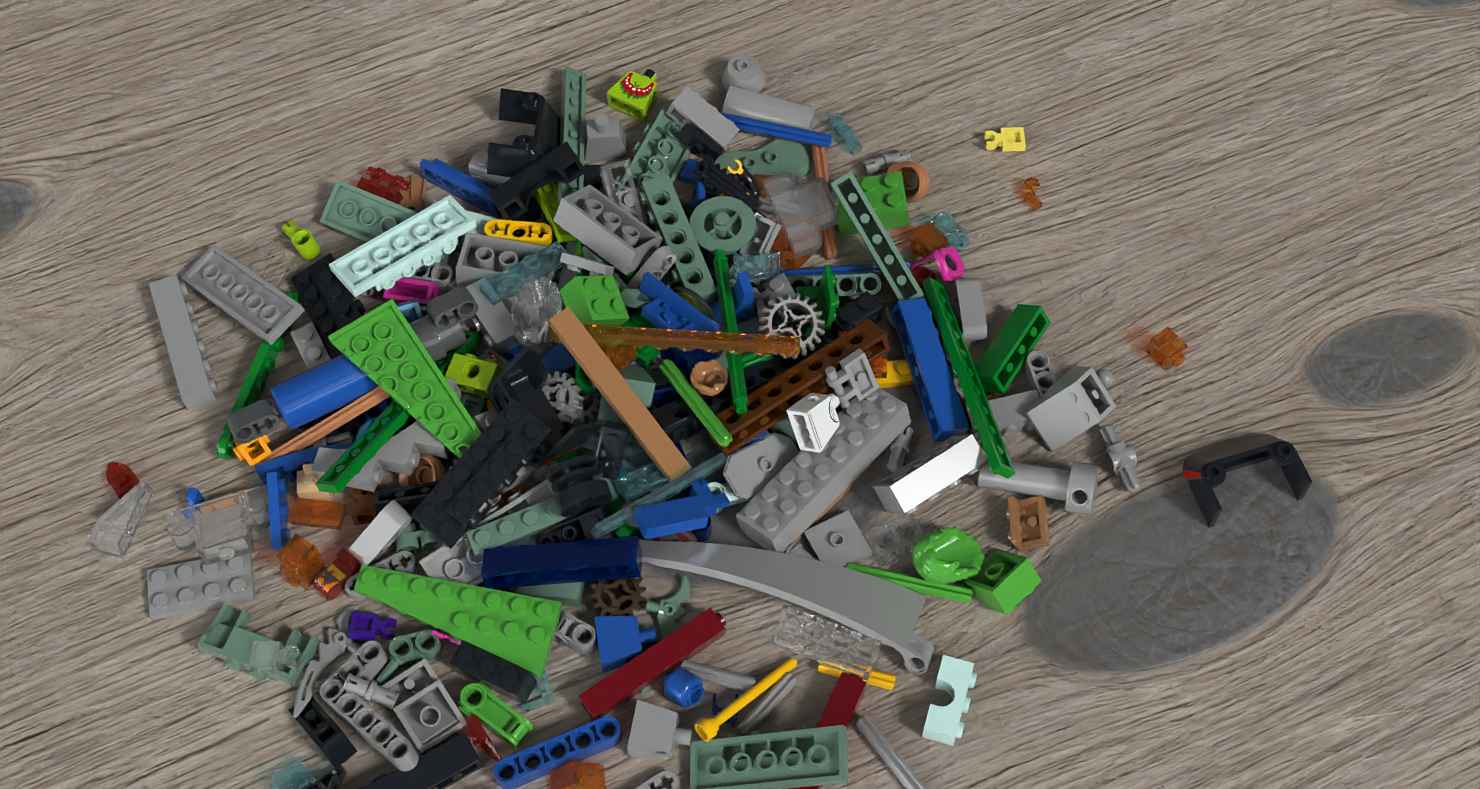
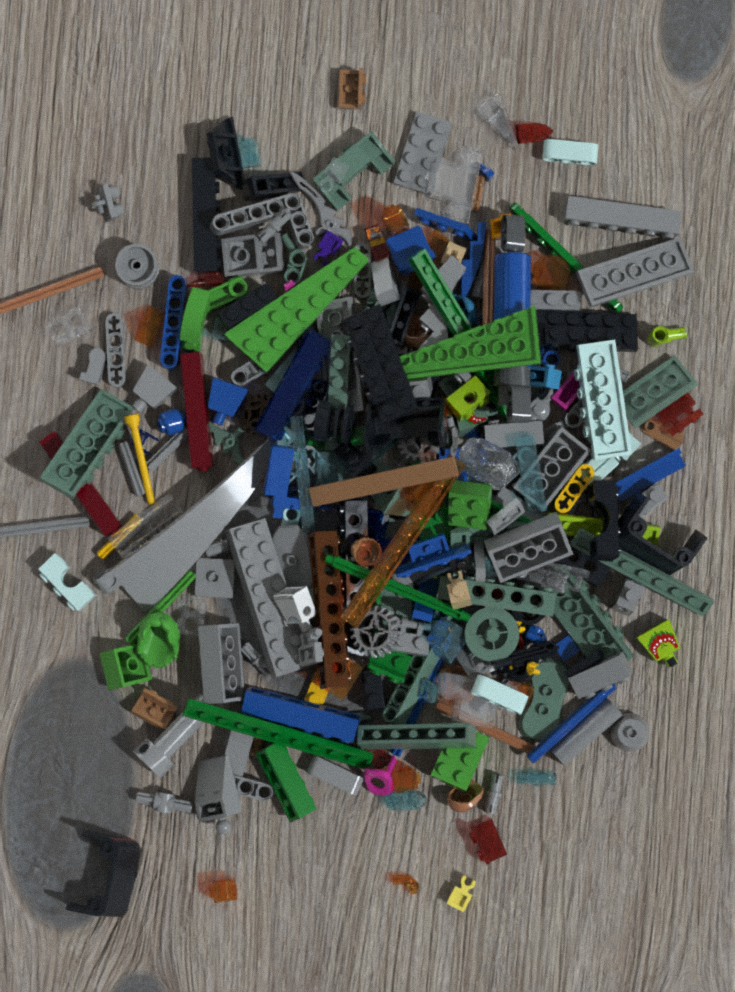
camera: 115 degrees right, 25 degrees up
(128, 429) = (570, 152): none -> light aqua beam
(152, 702) = (351, 89): none -> medium nougat bracket
(280, 369) = (551, 273): none -> clear orange tile
(331, 525) = (405, 246): none -> blue bracket
(538, 719) = (194, 319): none -> bright green arch
(696, 403) = (351, 531): bright green axle -> none
(698, 264) = (458, 591): none -> tan brick
(782, 183) = (499, 694): none -> light aqua beam
(818, 259) = (427, 690): none -> clear light blue plate
(937, 144) = (488, 840): none -> clear red bracket

